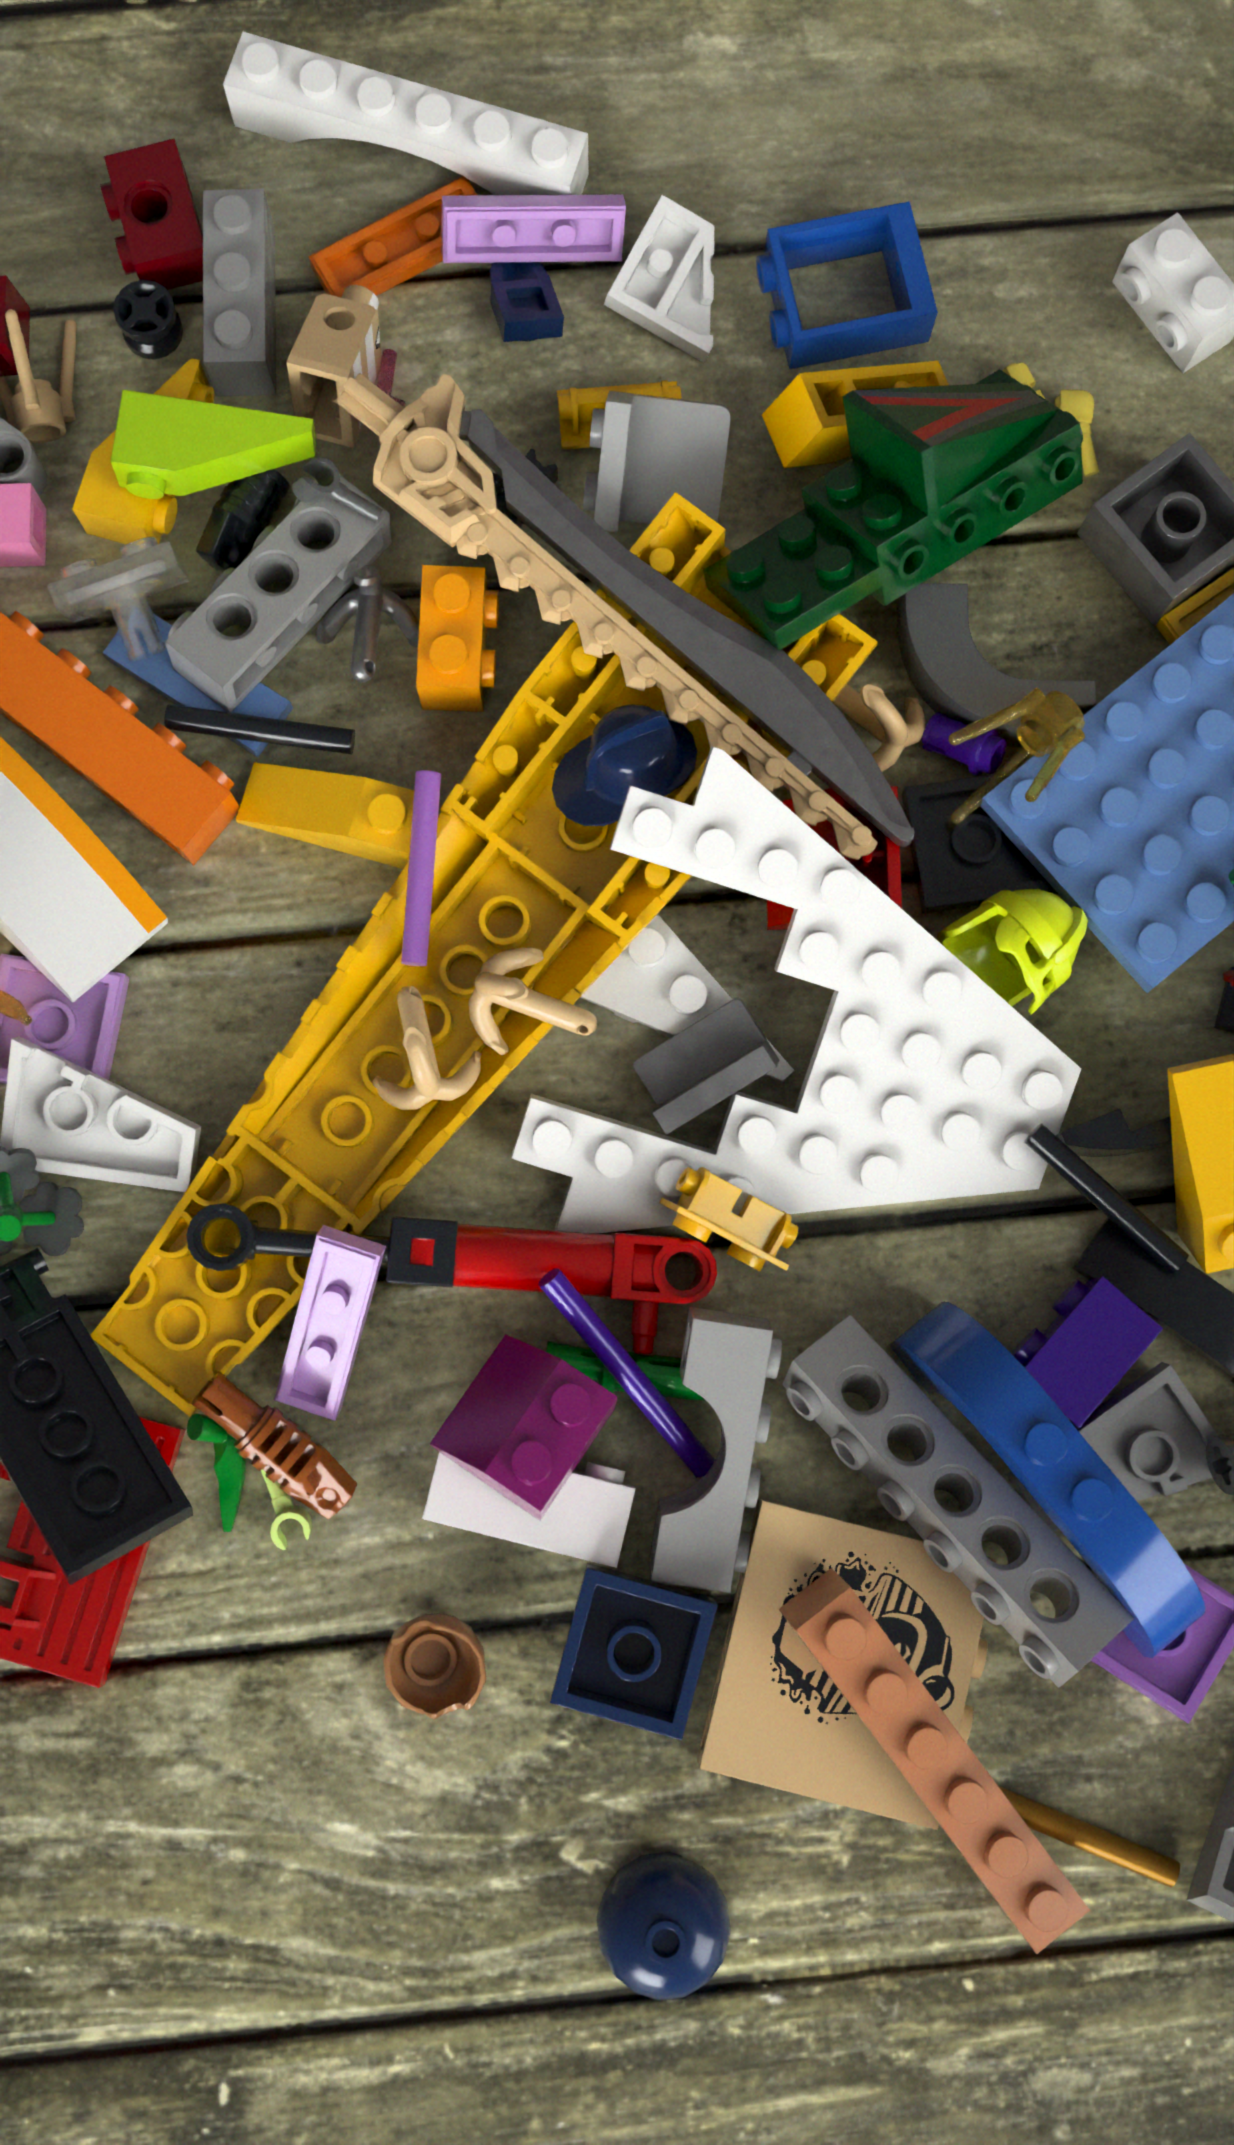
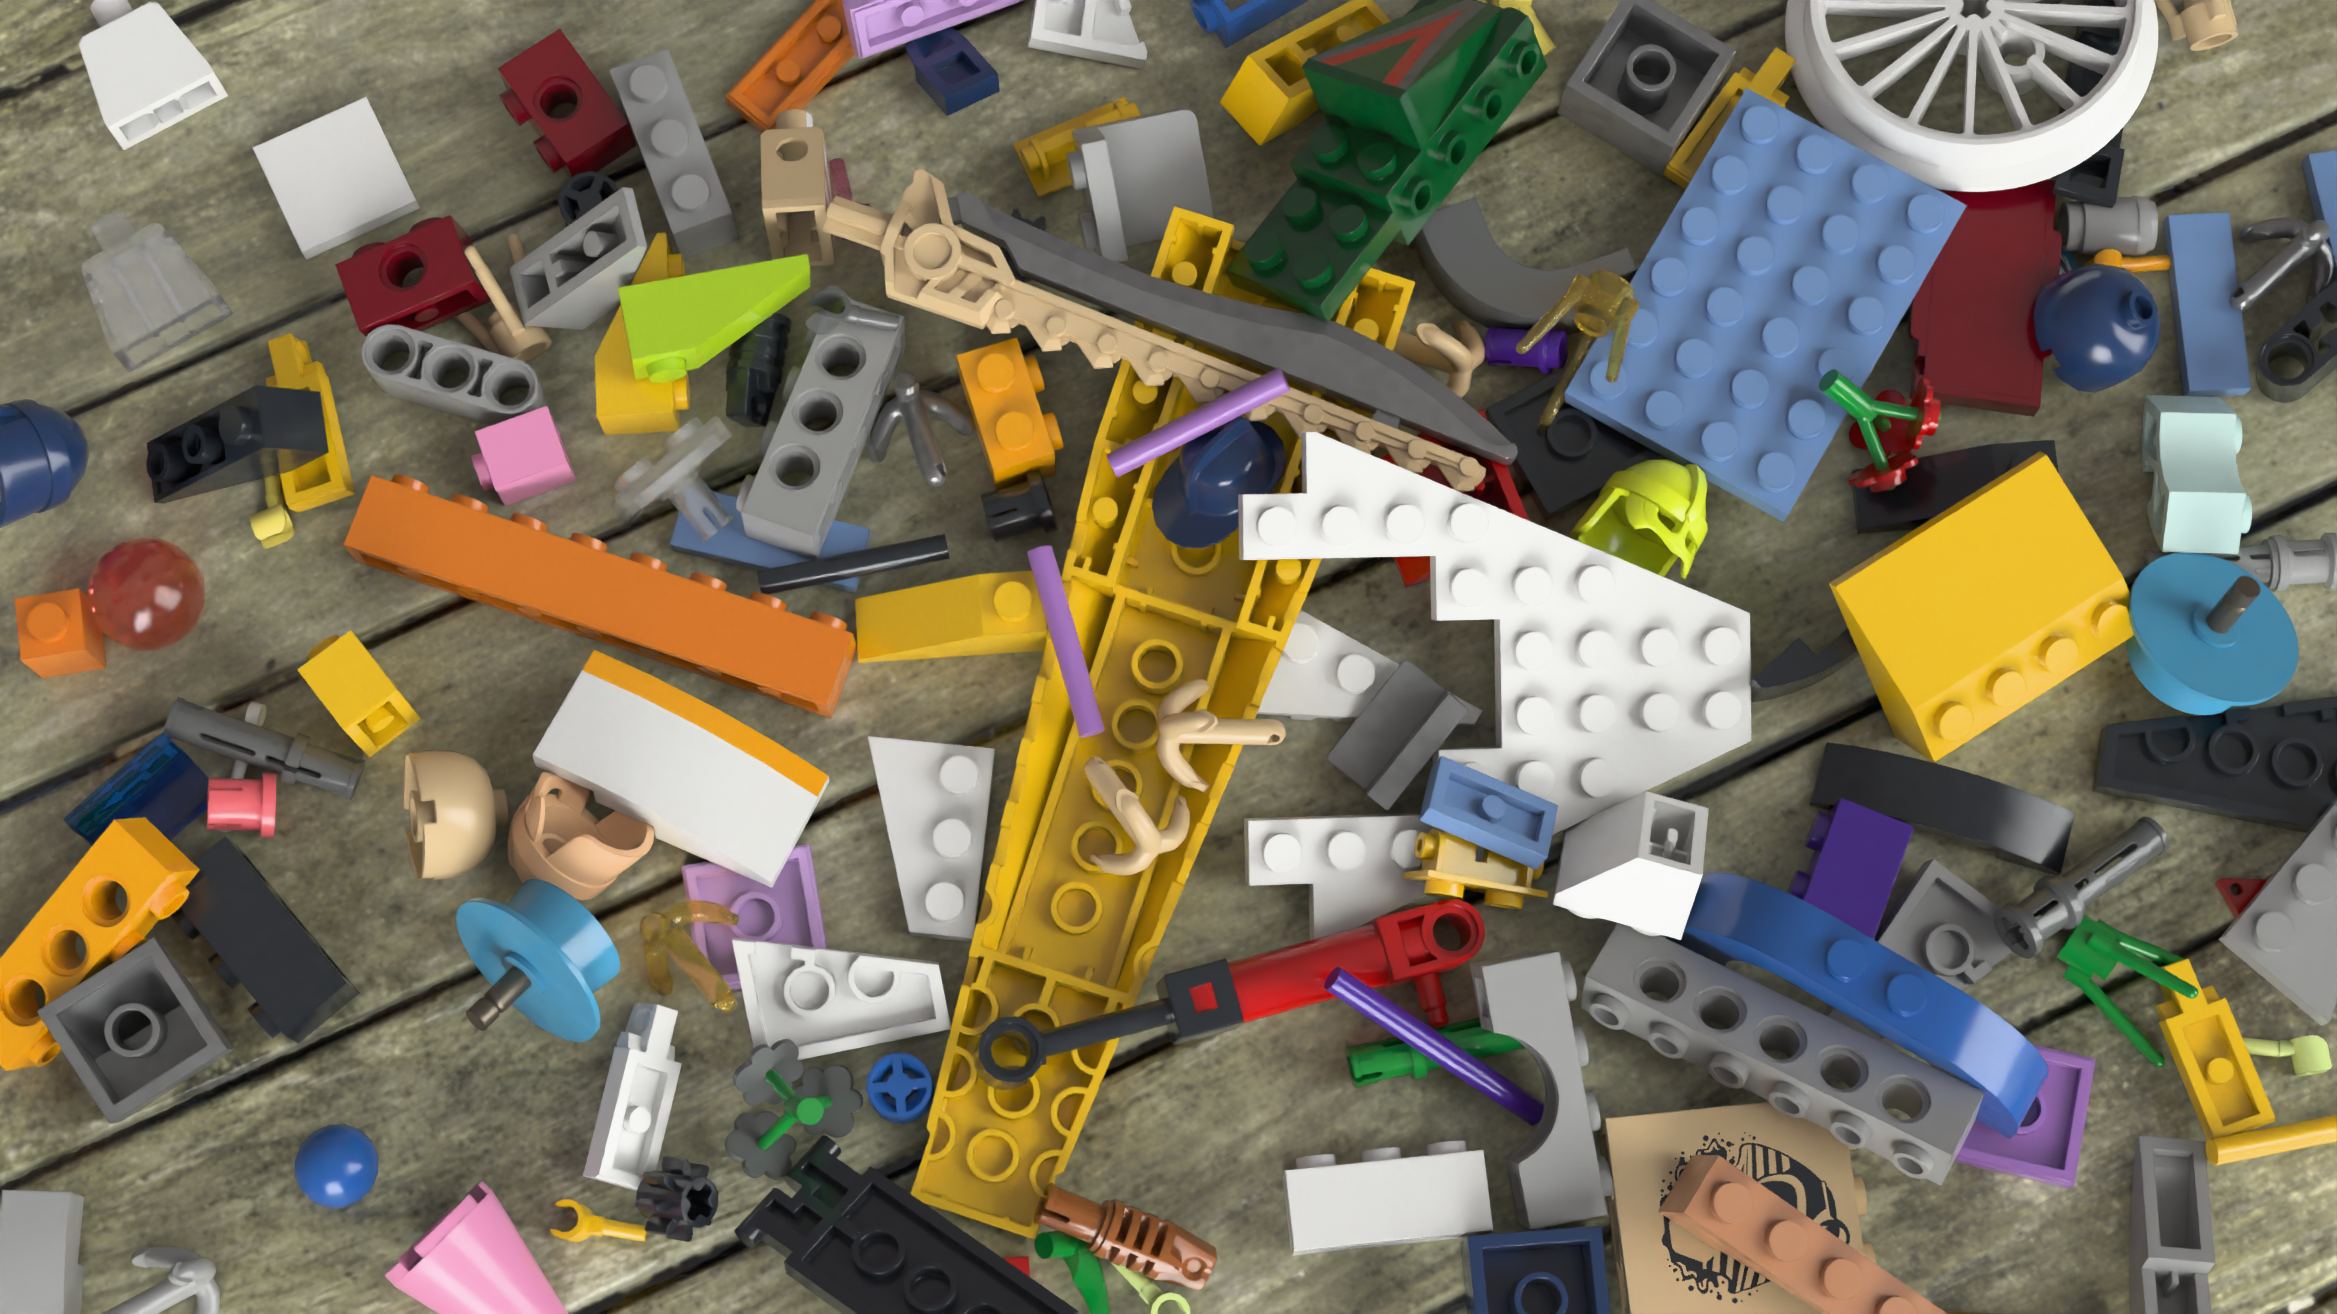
camera: 20 degrees left, 5 degrees down
(99, 360) = (579, 269): none -> light grey slope
(109, 1227) = (898, 1076): none -> blue wheel
(248, 1001) = (937, 829): none -> white wing
(329, 1322) = (1137, 1100): tile -> none
(446, 733) = (1032, 506): none -> black bush
(525, 1424) = (1359, 1123): magenta slope -> none
(619, 703) = (1198, 422): none -> medium lavender bar
(759, 1171) = (1488, 812): none -> medium blue plate
(881, 1269) = (1635, 864): none -> white slope
(1106, 1198) = (1817, 725): black bar -> none

